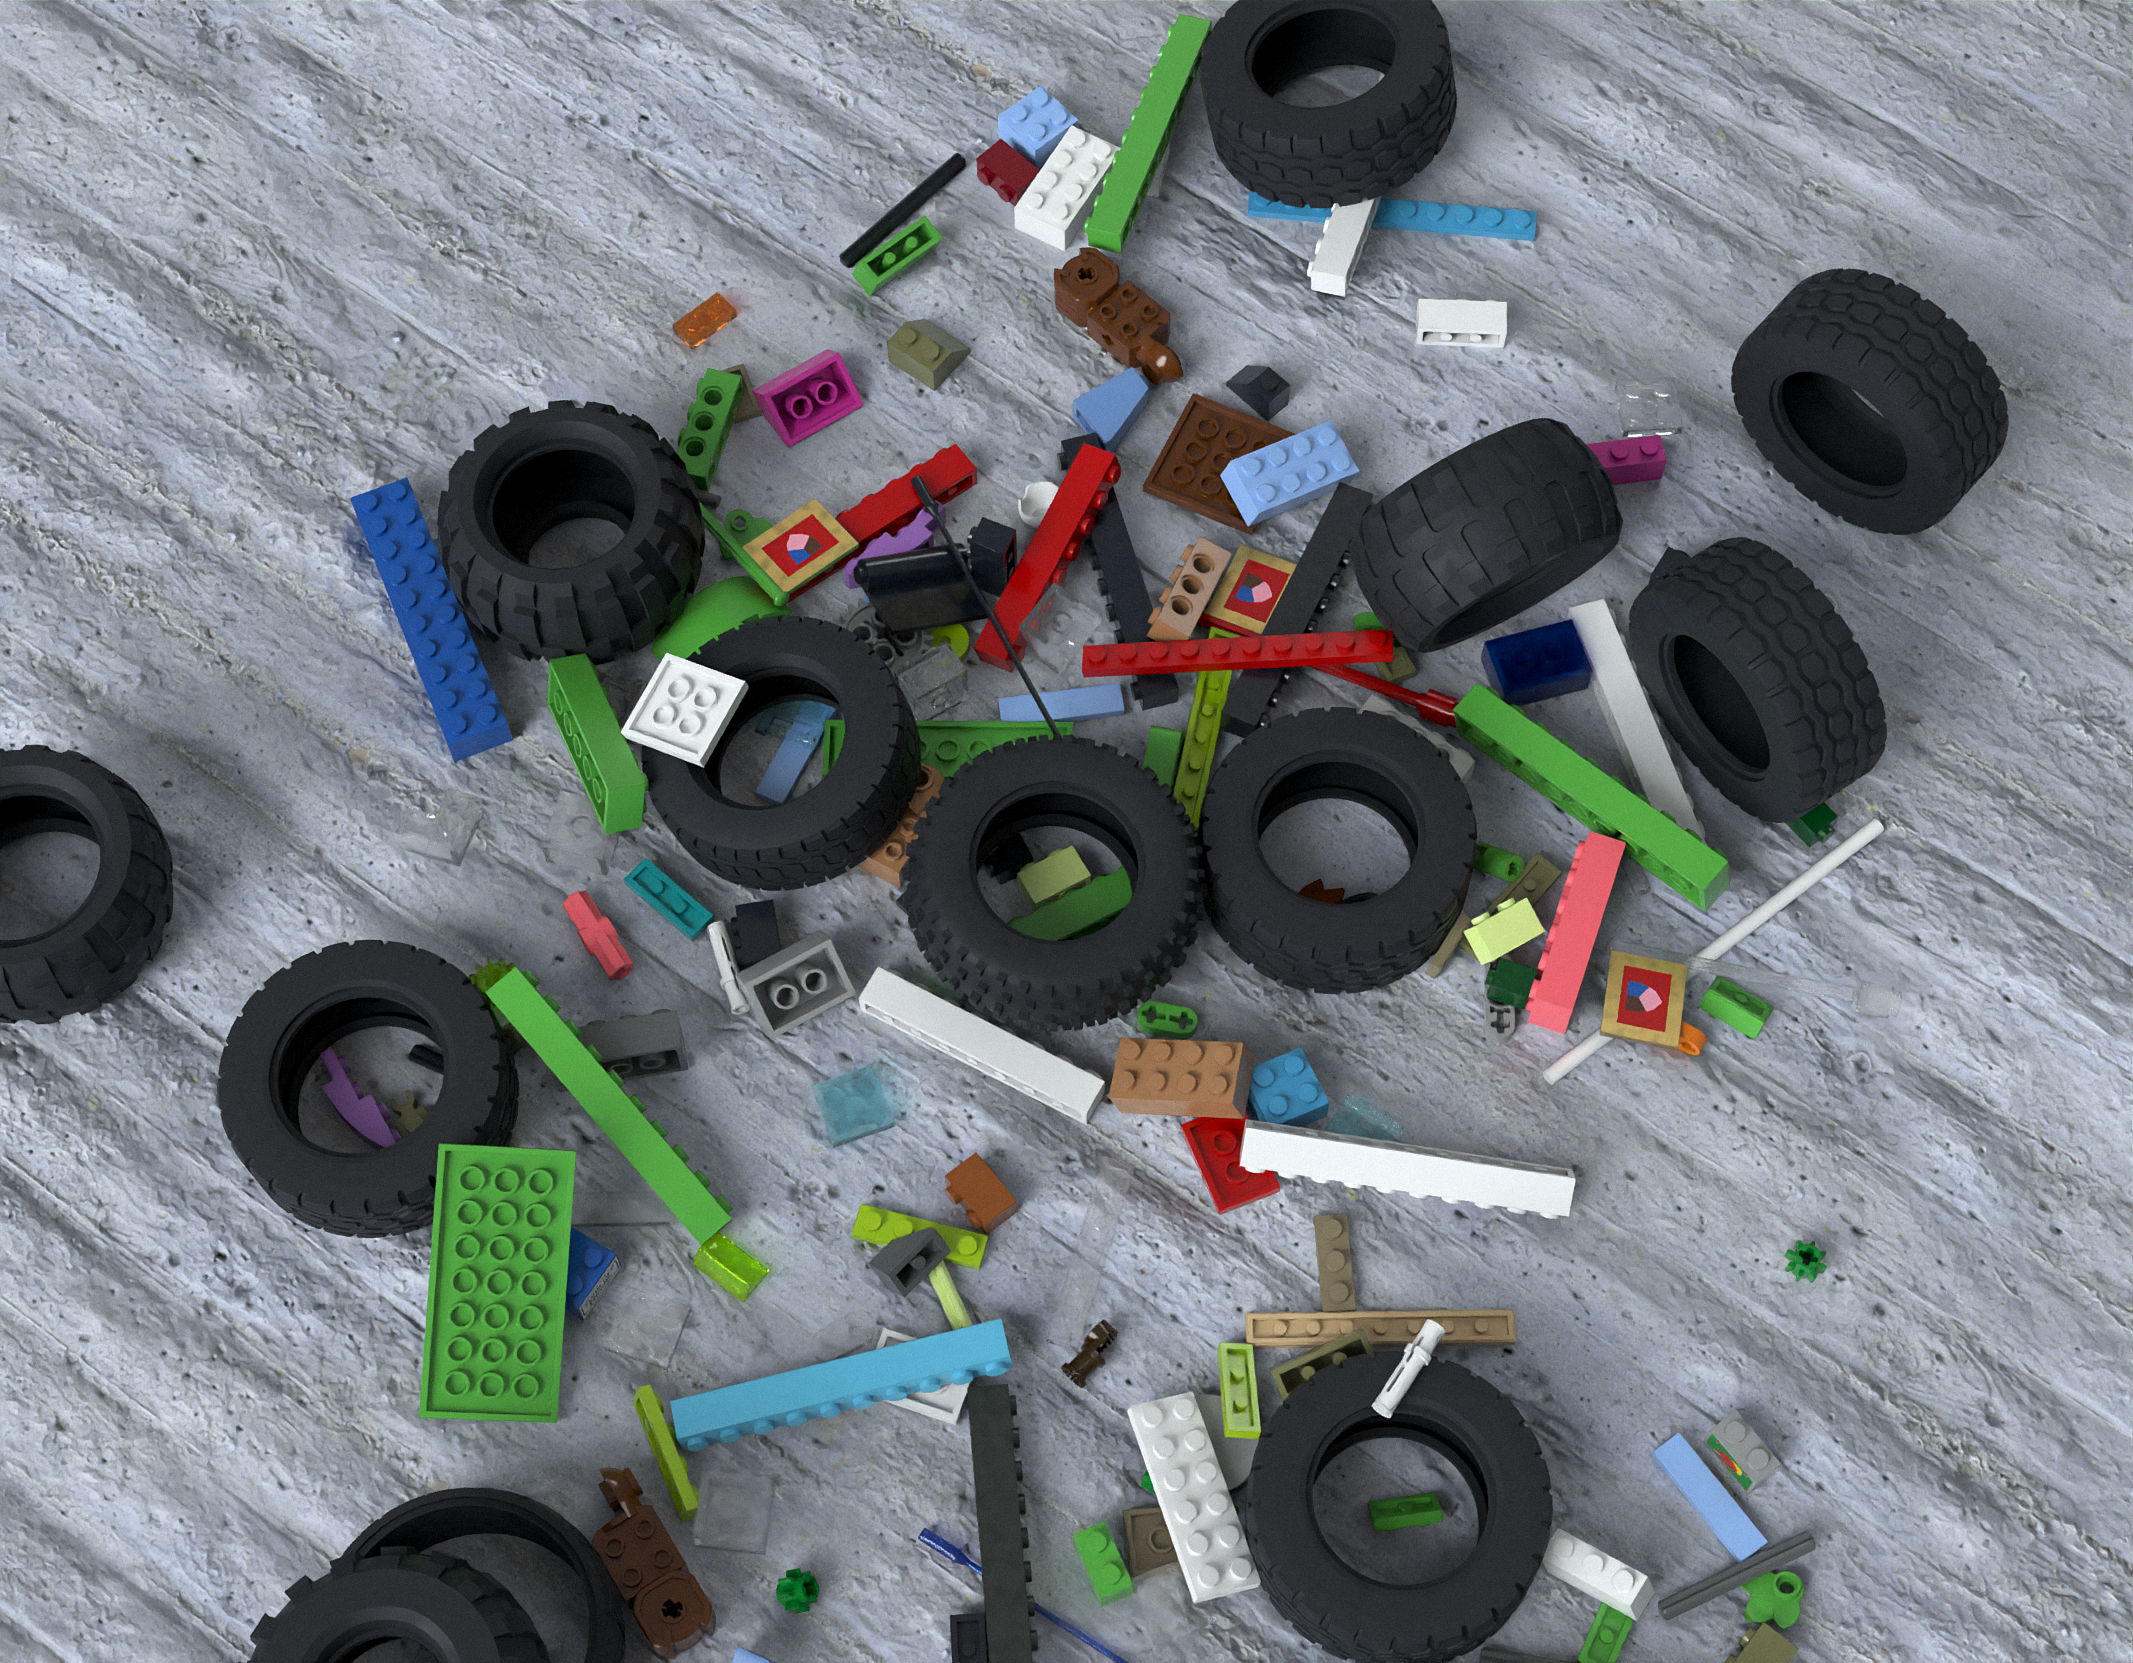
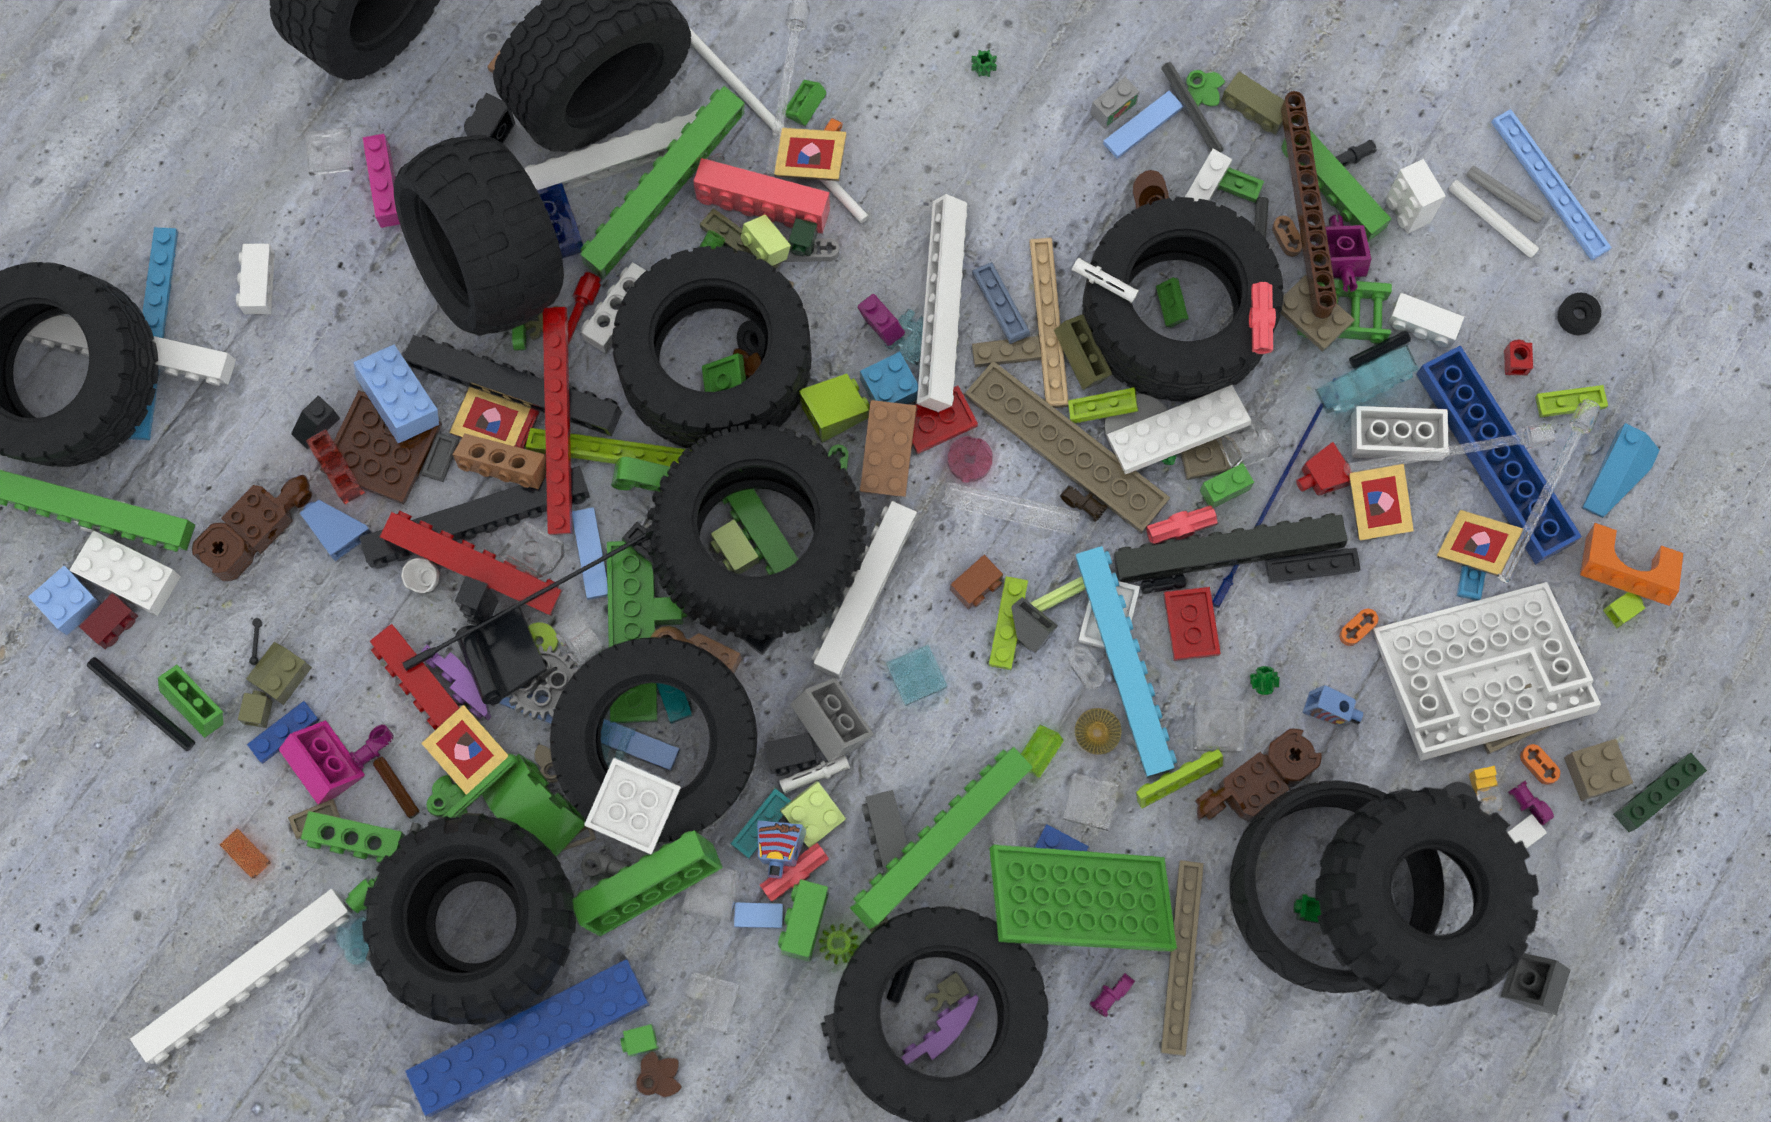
camera: 95 degrees left, 10 degrees up
(362, 770) = (661, 1073): none -> reddish brown plate
(375, 1332) = (1109, 996): none -> magenta connector
(407, 744) = (639, 1040): none -> bright green brick
(412, 1434) = (1182, 959): none -> dark tan plate
(527, 937) = (803, 920): none -> bright green brick
(548, 892) = (758, 915): none -> light blue tile
(549, 311) = (241, 977): none -> white brick
(629, 908) = (779, 845): none -> torso
(672, 961) = (815, 812): none -> yellowish green plate
(742, 1329) = (1105, 722): none -> clear yellow dish
(767, 479) = (396, 787): none -> reddish brown axle
(821, 452) = (373, 745): none -> magenta connector
(860, 365) = (271, 739): none -> blue plate
(879, 324) = (255, 709): none -> olive brick
(895, 1494) = (1191, 623): none -> red plate
(960, 1460) = (1163, 584): none -> black axle
(996, 331) = (257, 623): none -> black hinge
(1047, 1493) = (1181, 525): none -> coral piece
(1164, 1217) = (966, 471): none -> clear pink plate
(1179, 1336) = (1066, 446): none -> dark tan plate
(1193, 525) = (440, 457): none -> dark grey tile
(1209, 394) = (335, 466): none -> clear red arch
(1253, 1010) = (834, 406): none -> lime slope
(1302, 871) = (724, 373): none -> bright green plate
(1339, 1599) = (1262, 318): none -> coral piece
(1381, 1082) = (881, 319): none -> magenta brick
(1409, 1258) = (1000, 303): none -> sand blue tile
(1583, 1491) = (1149, 187): none -> reddish brown piece

